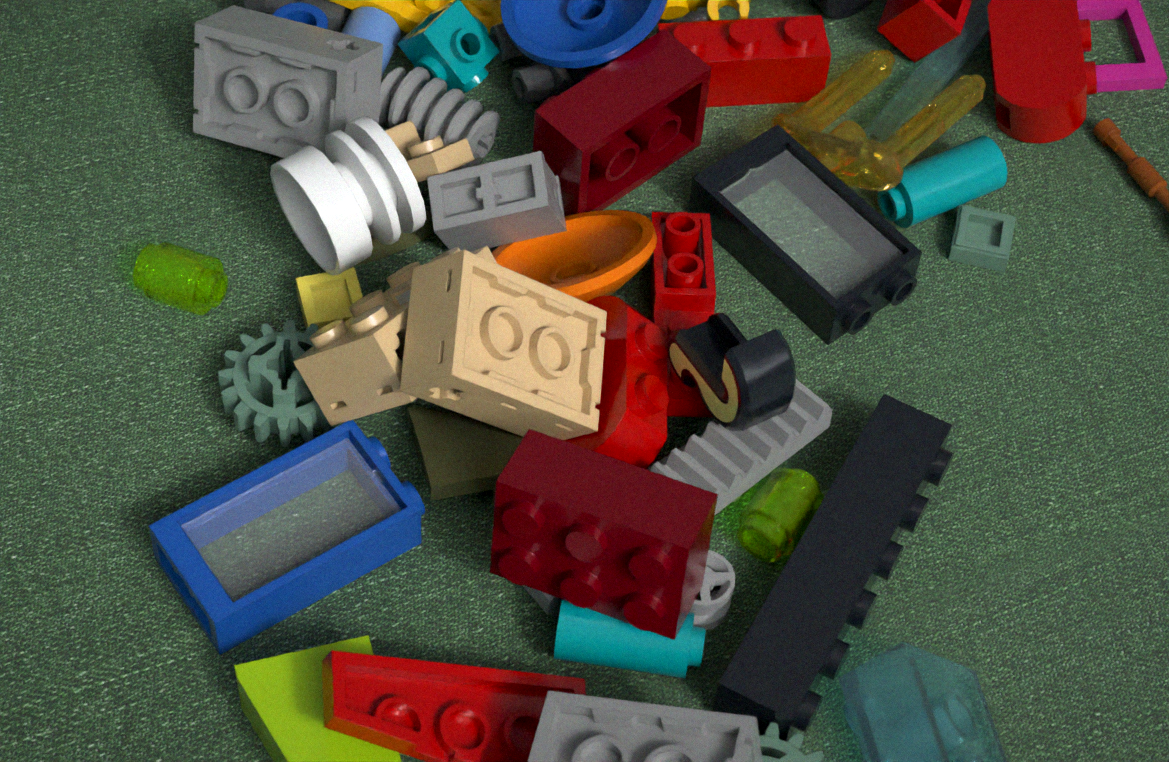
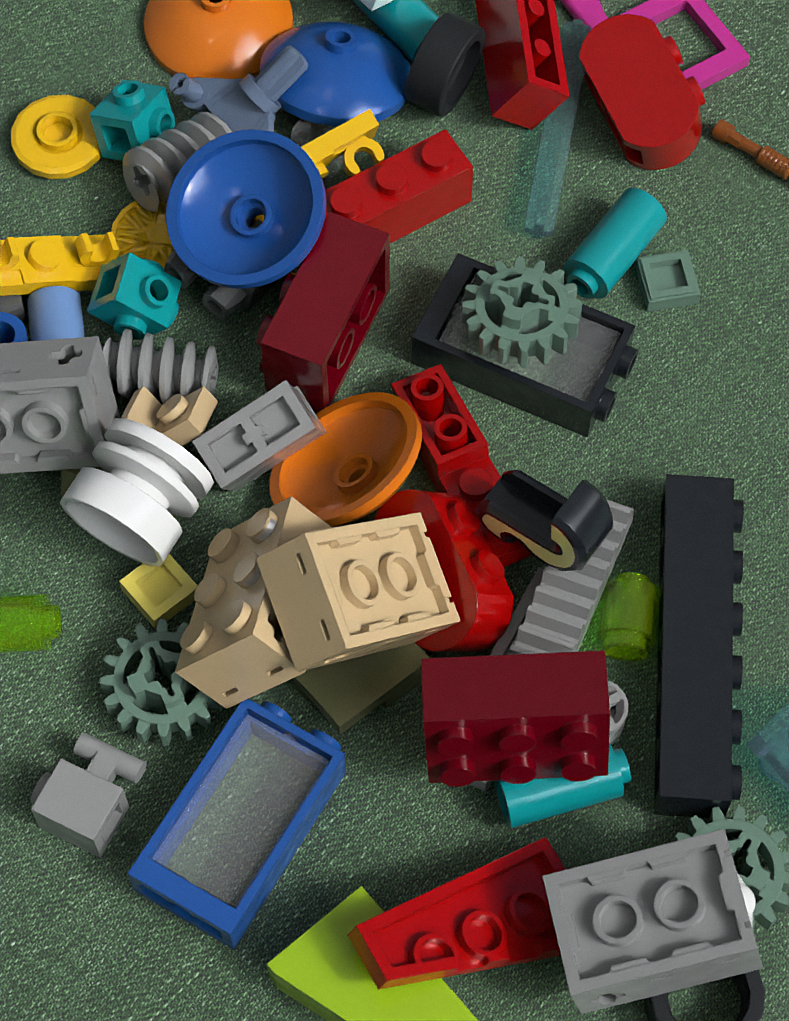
camera: 20 degrees left, 10 degrees up
(152, 458) = (85, 803): none -> light grey brick
(813, 190) = (521, 312): none -> sand green gear
(846, 148) = (521, 240): clear yellow piece -> none

